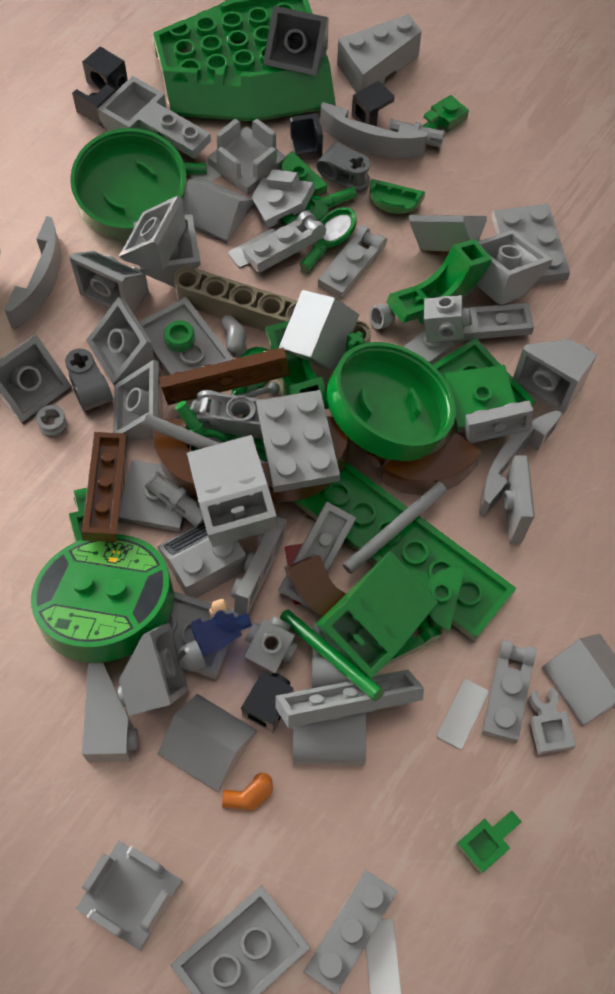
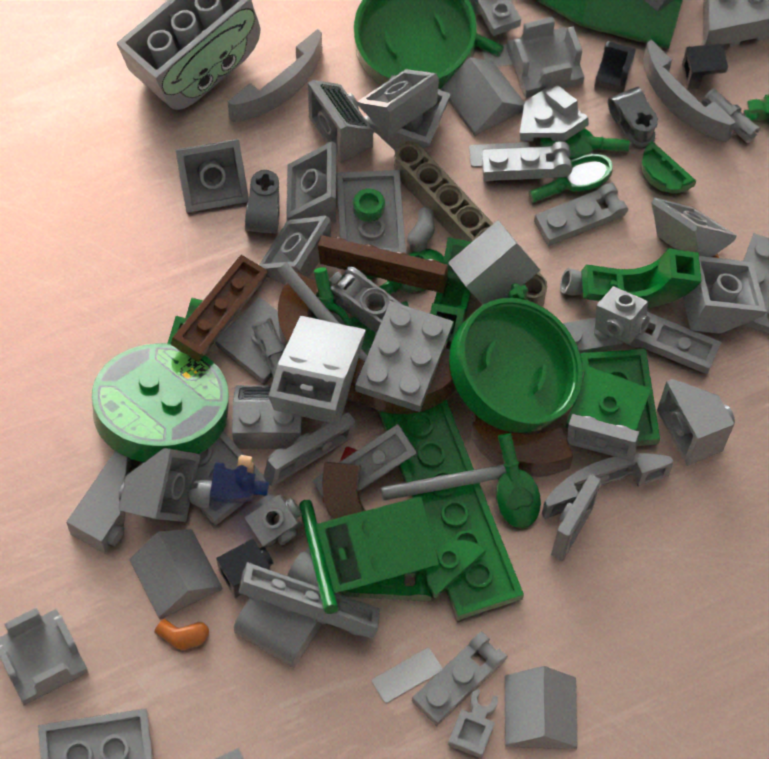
camera: 30 degrees right, 0 degrees up
(60, 422) = (218, 230): light grey bush -> none
(272, 388) = (427, 297): light grey hinge -> none
(295, 164) = (589, 102): green plate -> none
(453, 503) = (516, 490): none -> green piece

